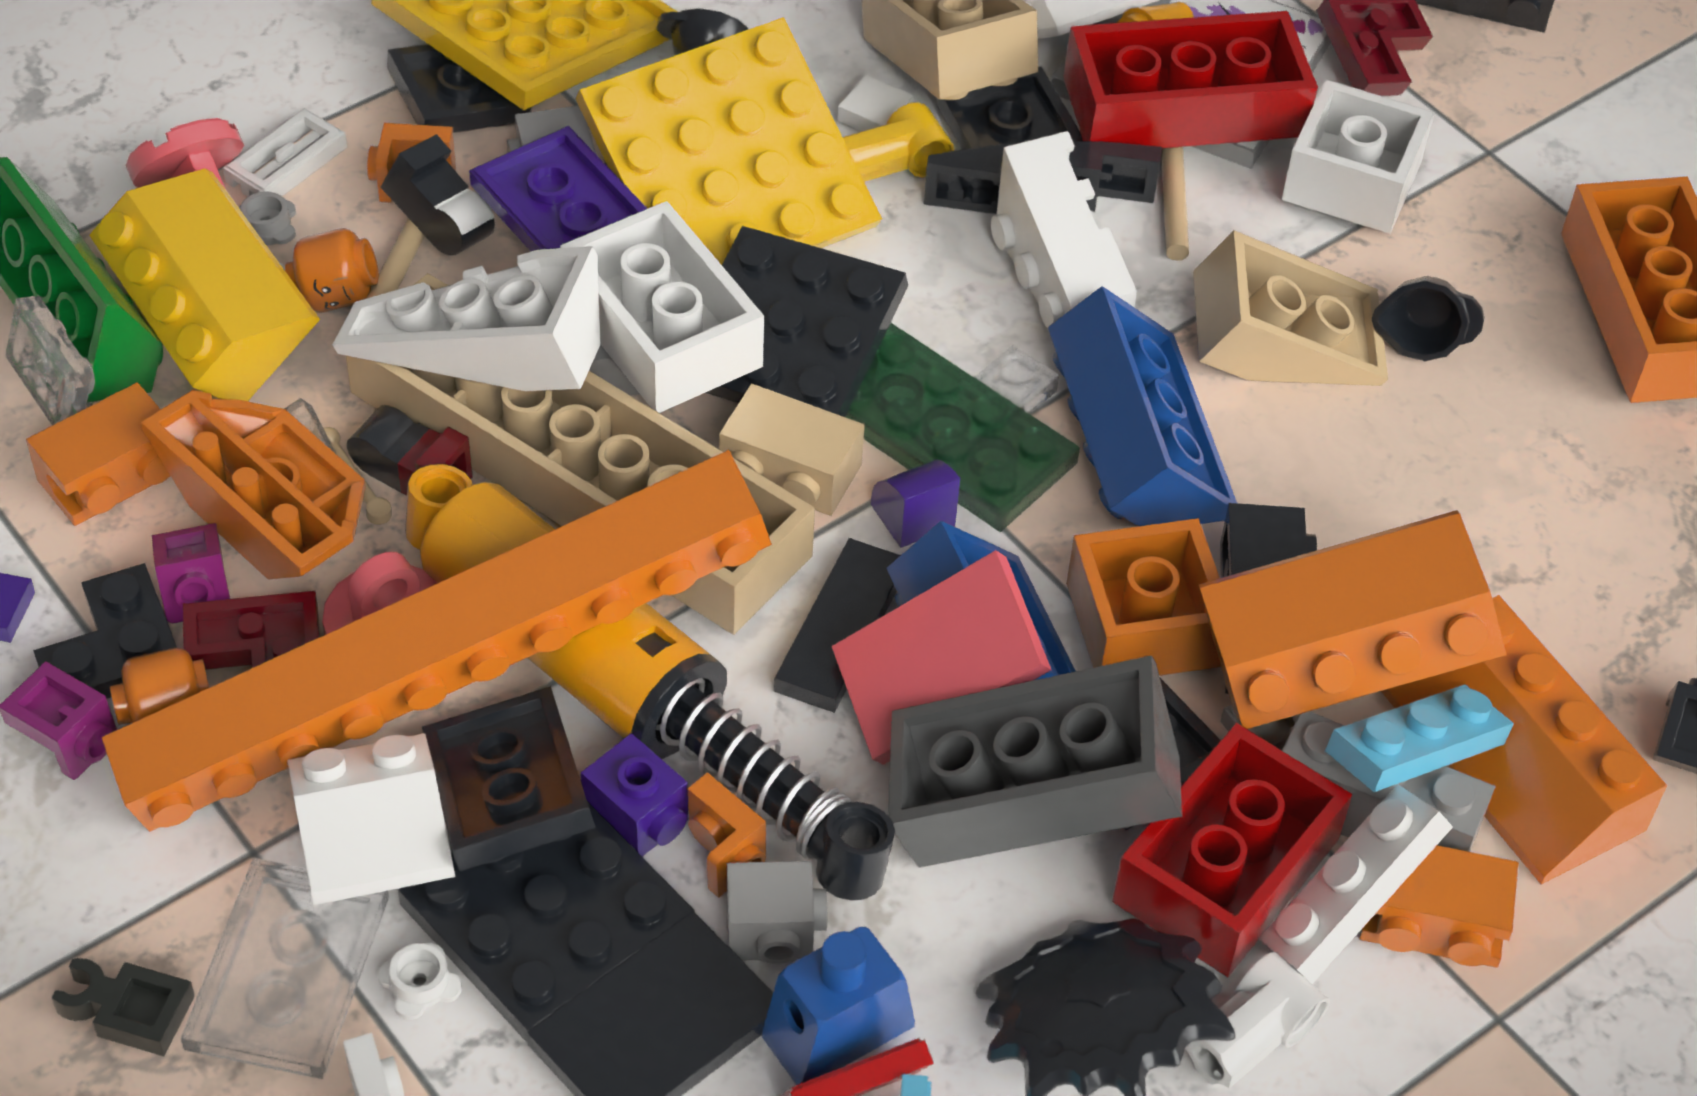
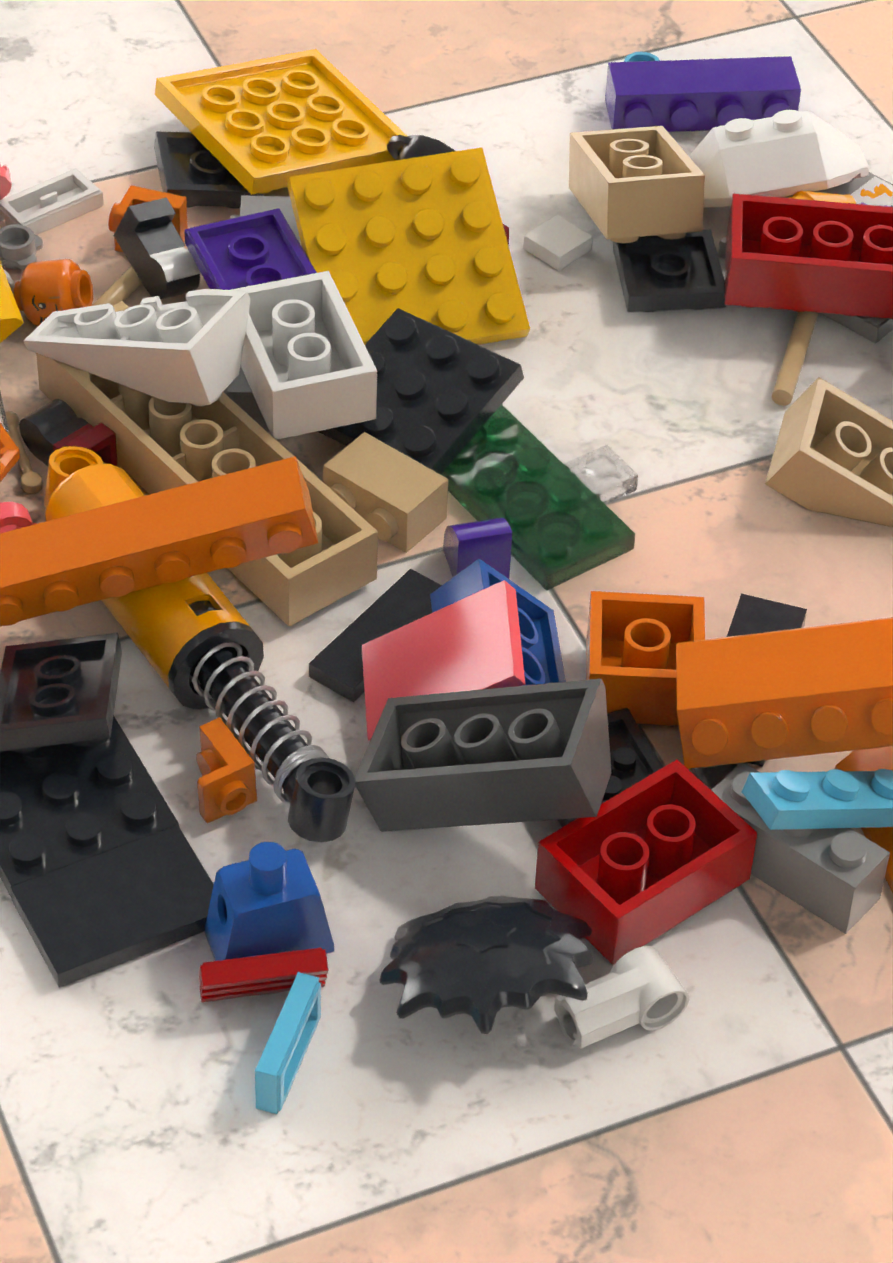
camera: 15 degrees right, 5 degrees down
(637, 794) = (160, 727): dark purple brick -> none
(773, 910) = (235, 824): light grey brick -> none
(899, 145) = (574, 272): yellow piece -> none
(972, 176) = (668, 313): black slope -> none
(1052, 230) = (670, 369): white wedge -> none
(1139, 414) = (696, 513): blue slope -> none
(1355, 882) = (738, 904): white plate -> none
(1450, 908) = (816, 939): orange brick -> none

